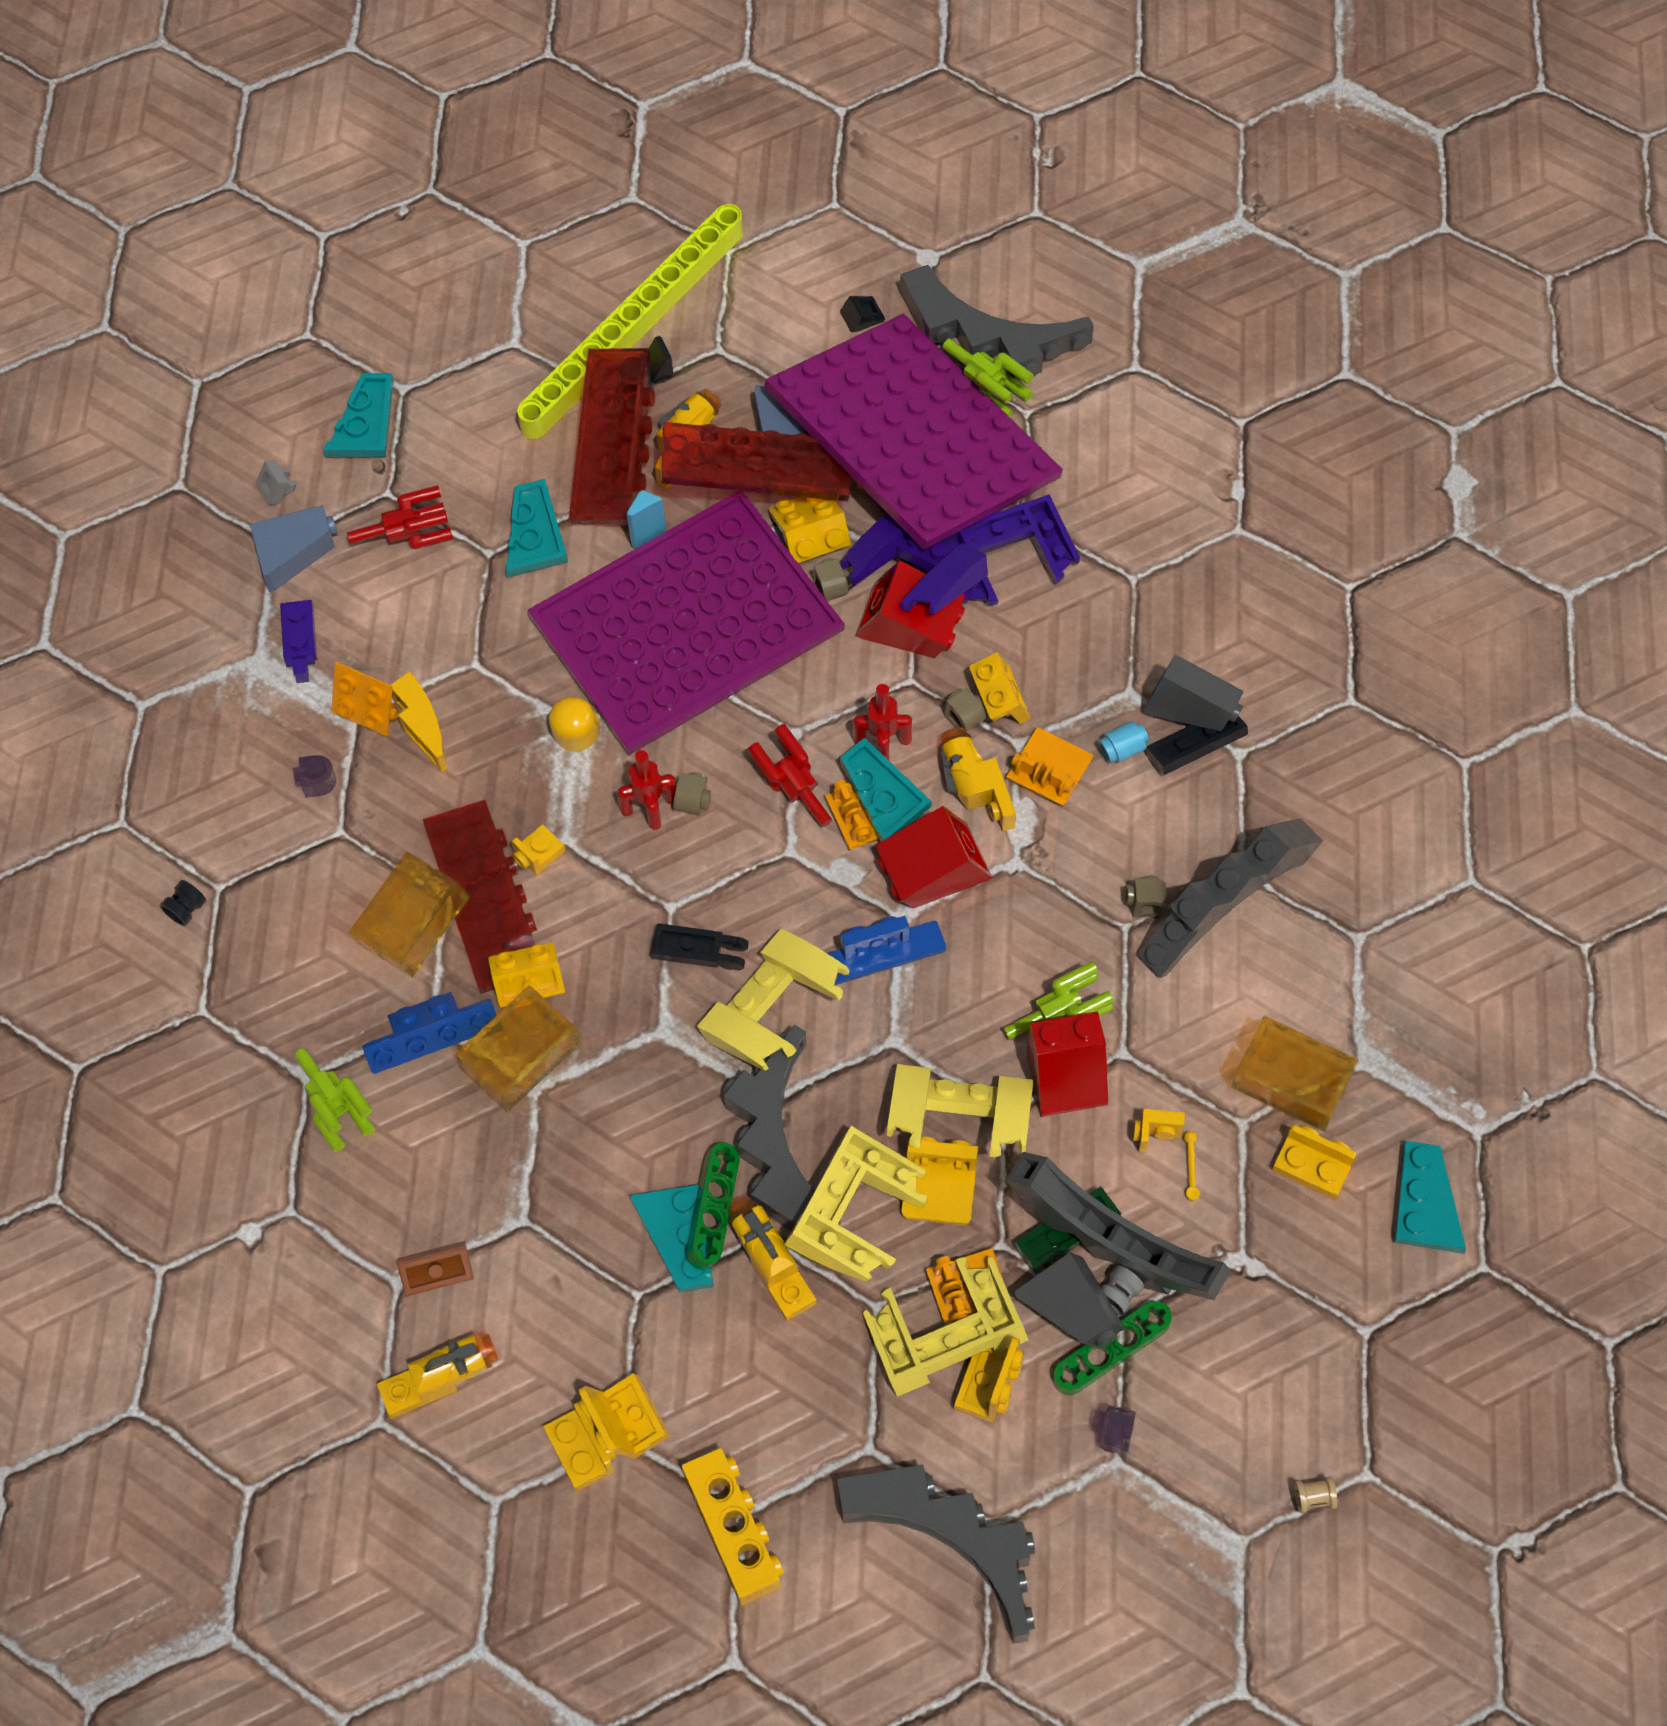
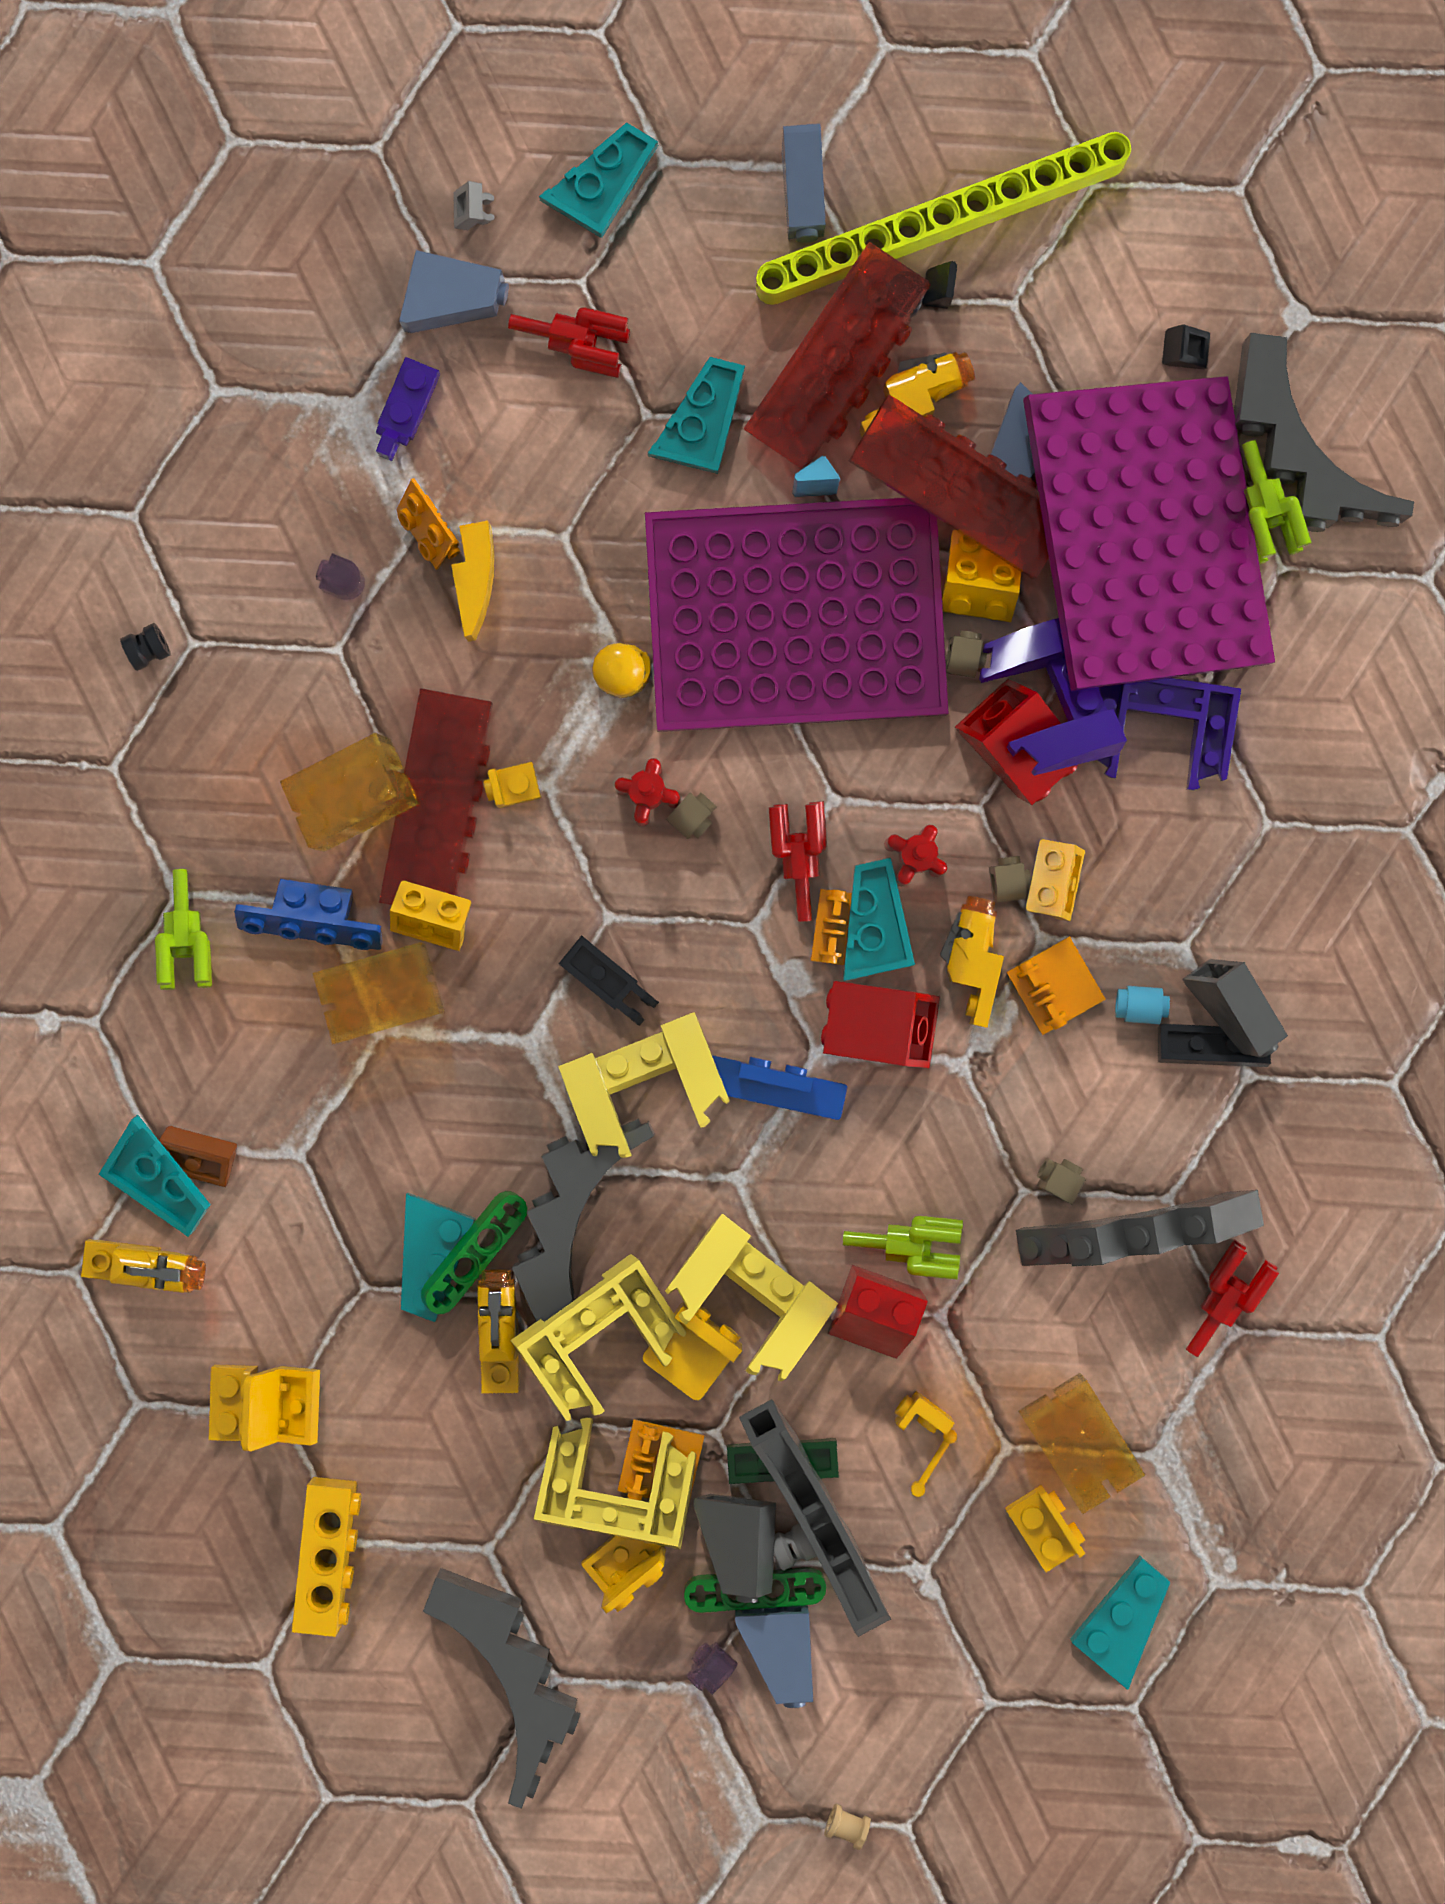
camera: 30 degrees right, 25 degrees up
(408, 1297) = (154, 1179): none -> teal wing
(515, 342) = (803, 182): none -> sand blue slope
(1164, 1379) = (781, 1650): none -> sand blue slope
(1333, 905) = (1231, 1294): none -> red plant

